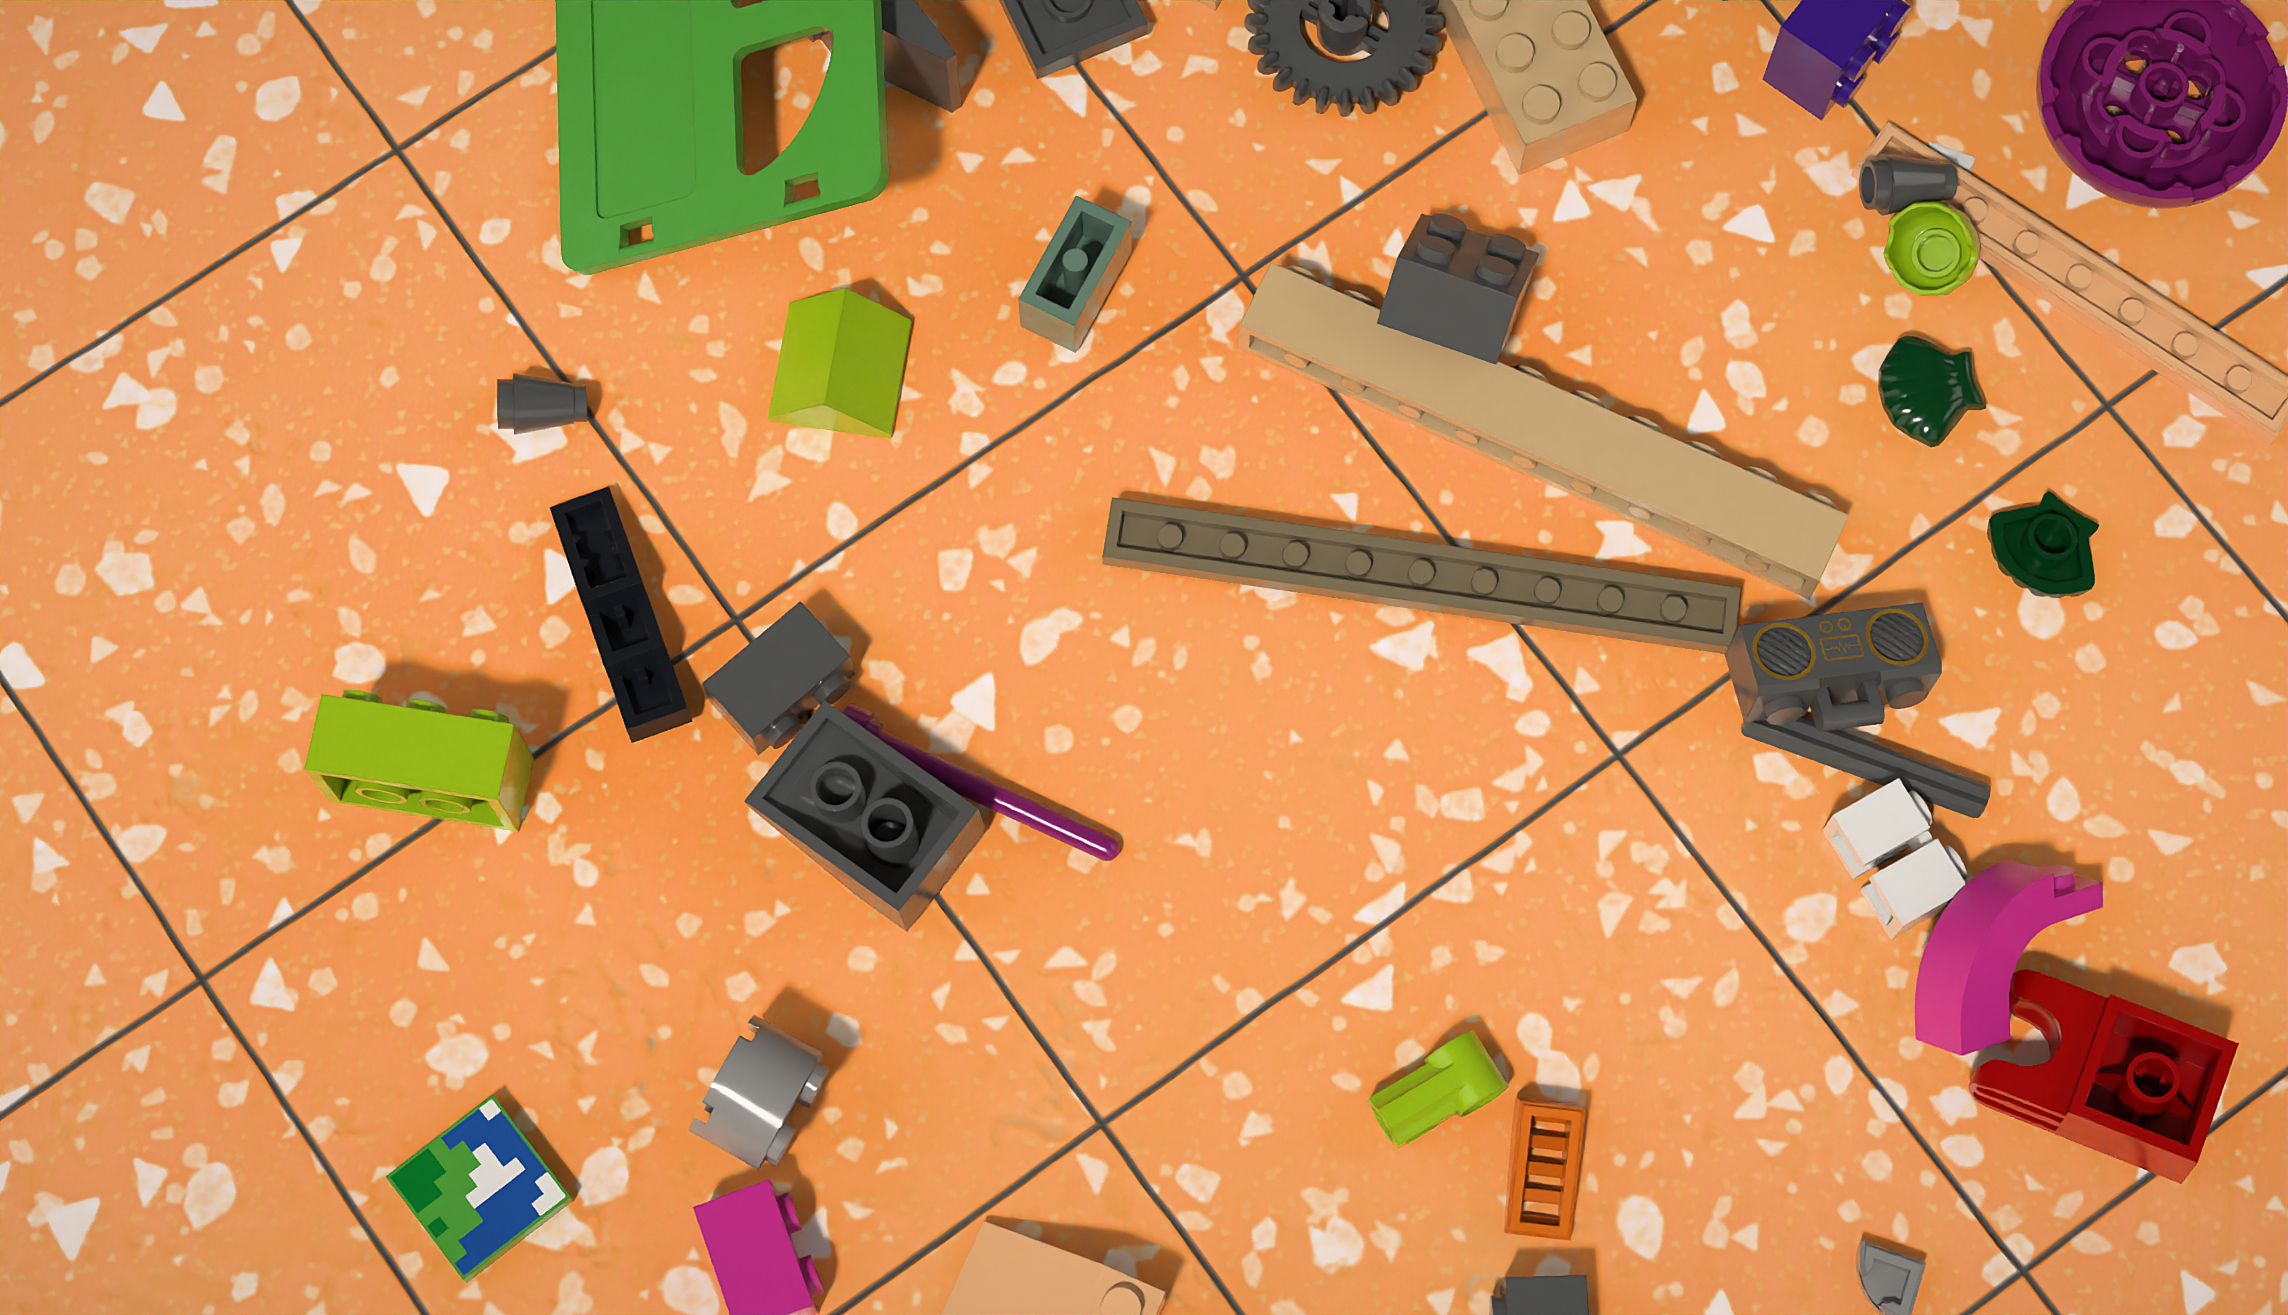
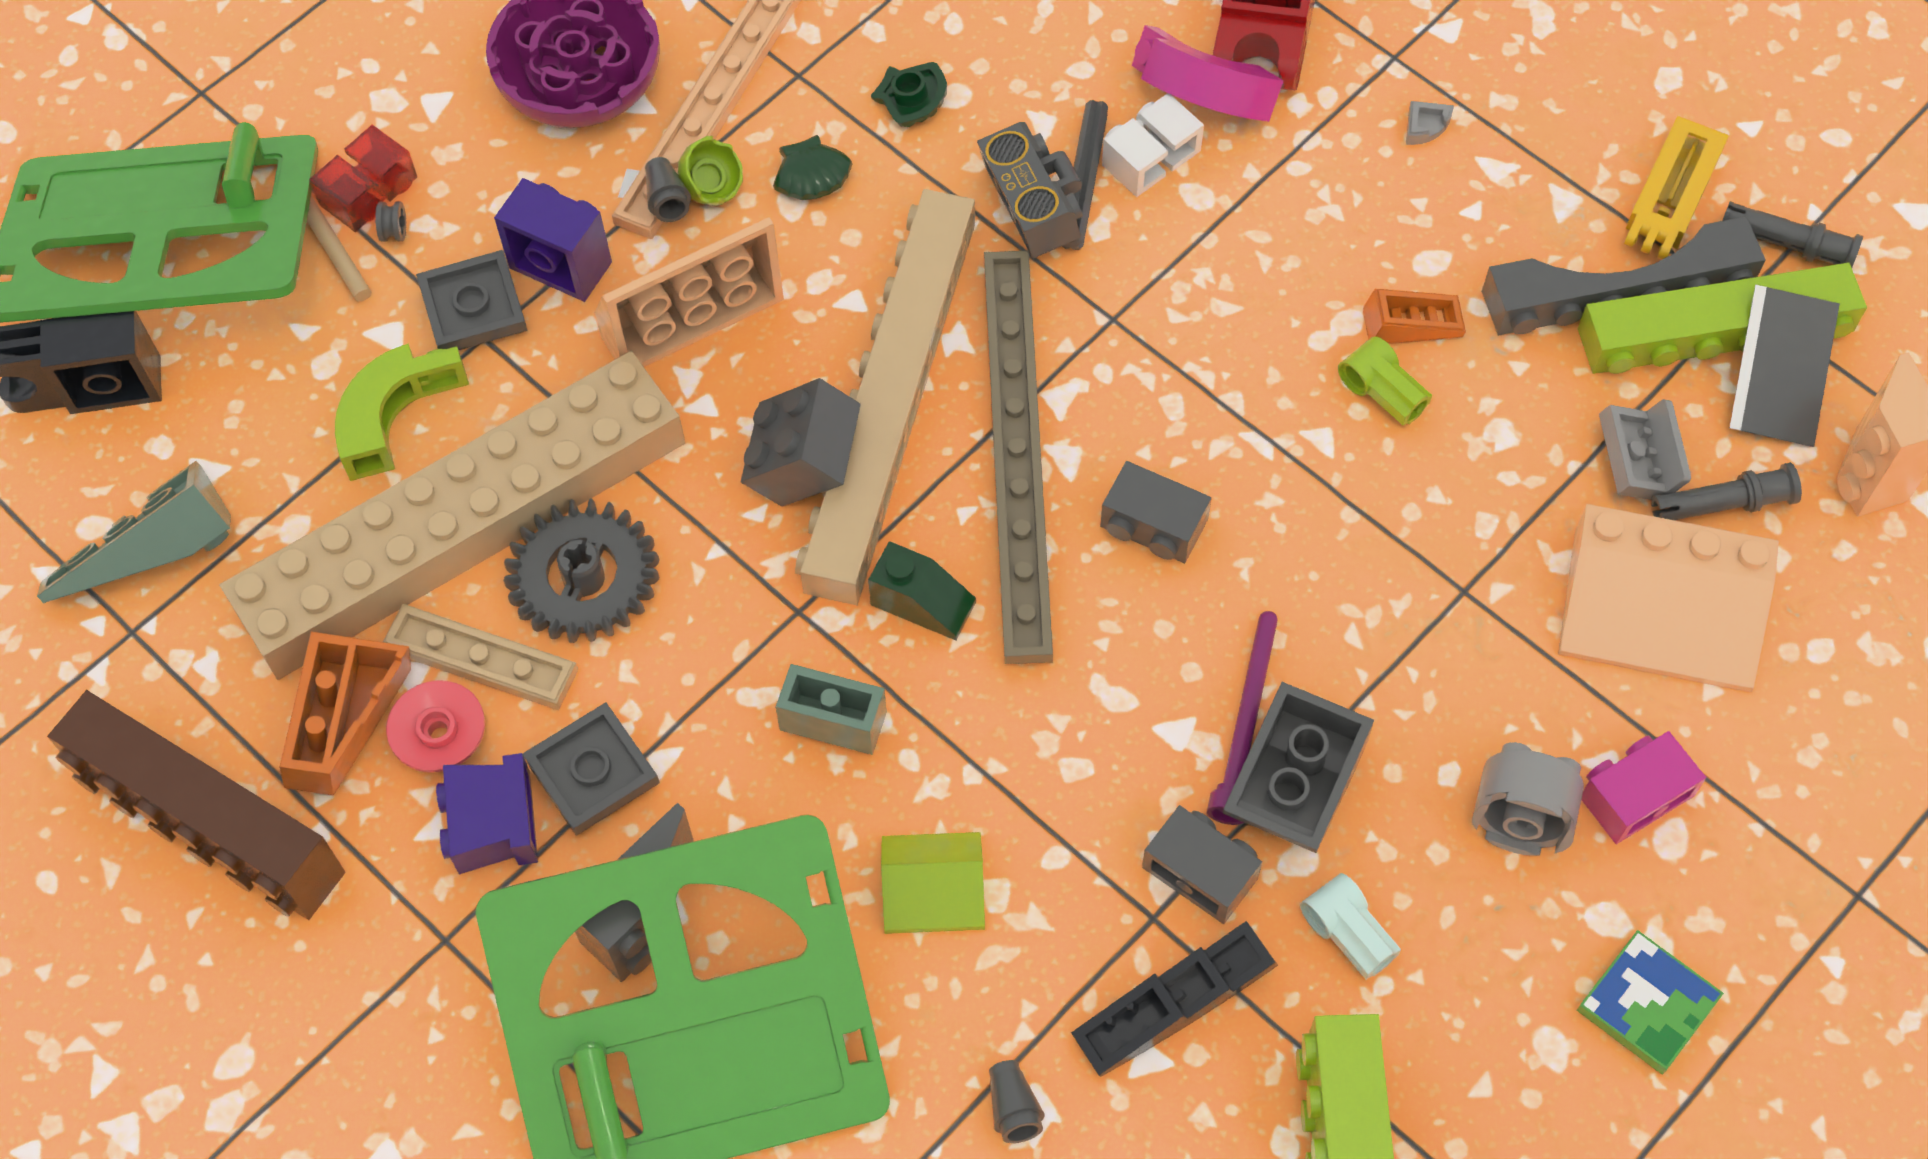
camera: 100 degrees left, 10 degrees down
(676, 832) = (1342, 914): none -> light aqua piece
(1227, 414) = (919, 591): none -> dark green slope
(1285, 730) = (1155, 512): none -> dark grey brick
(1716, 186) = (693, 296): none -> light nougat slope

